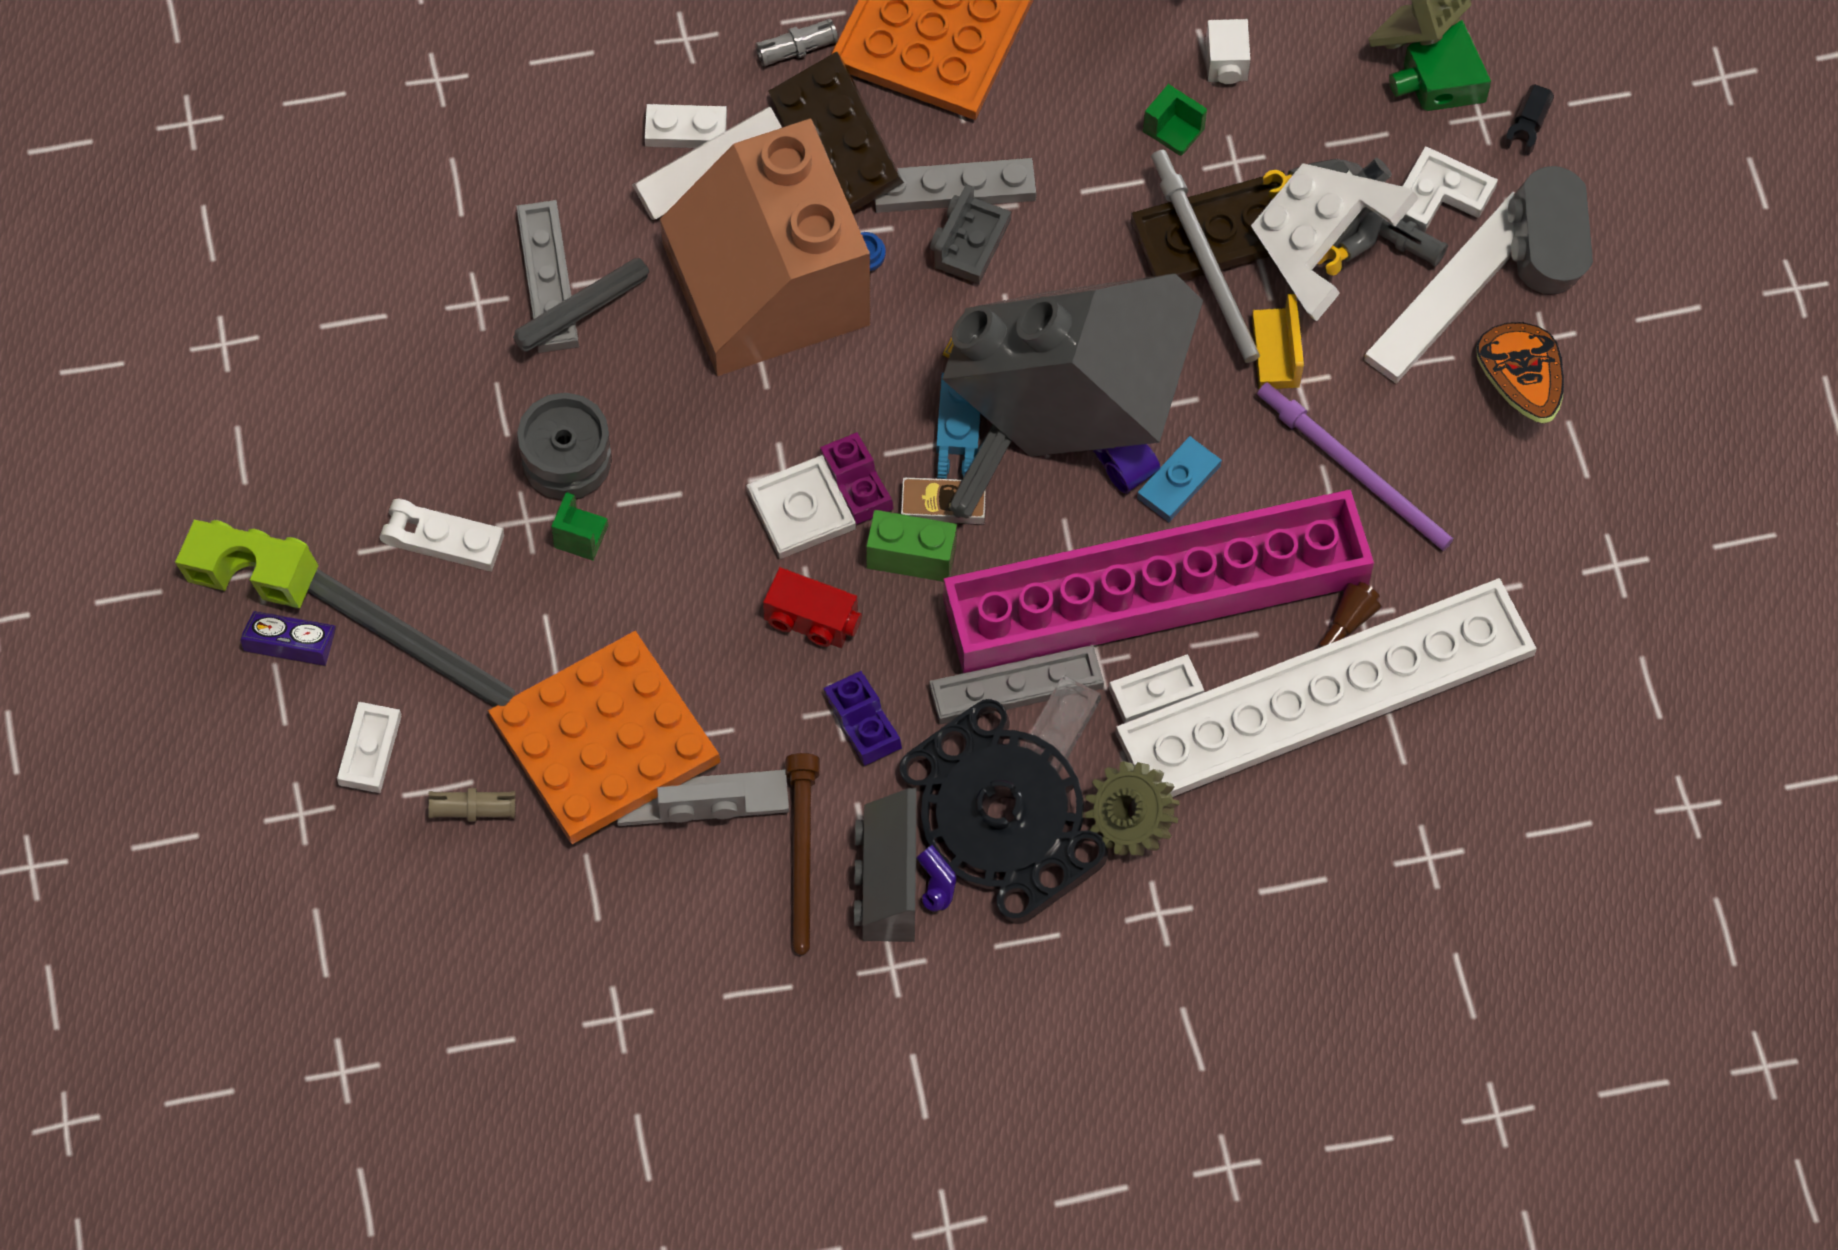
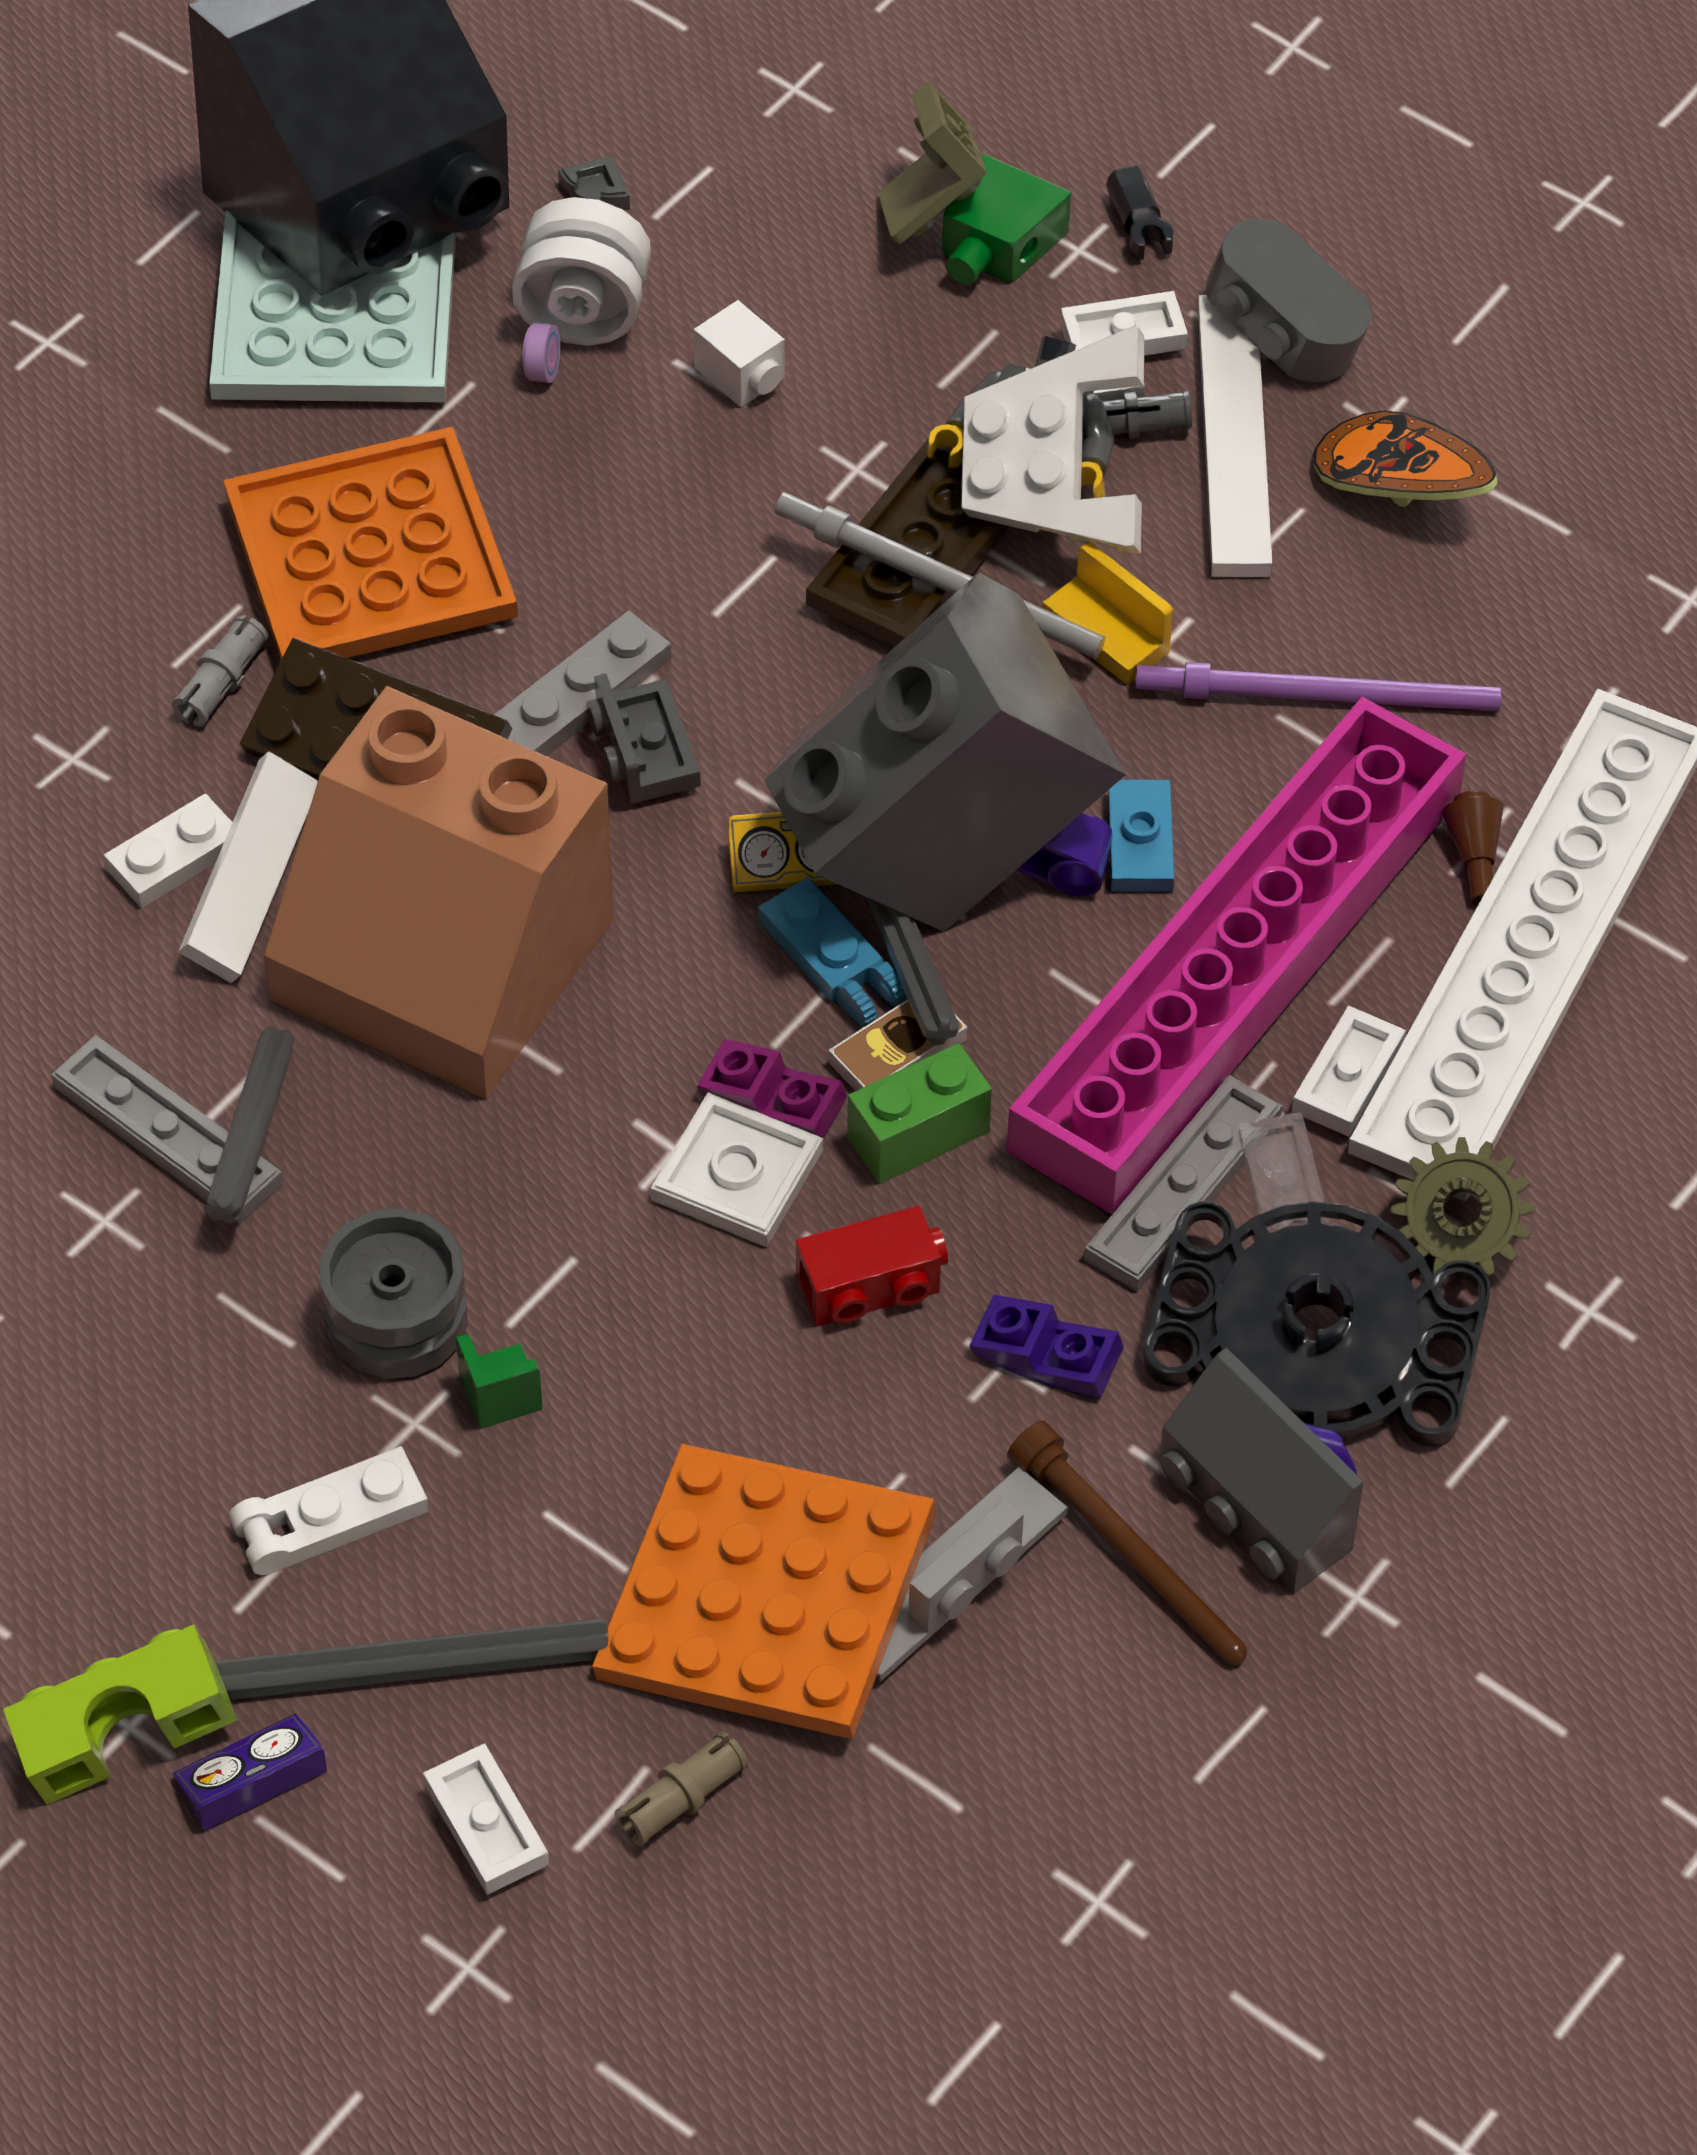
camera: 40 degrees left, 10 degrees down
(1174, 120) = (752, 462): green panel -> none

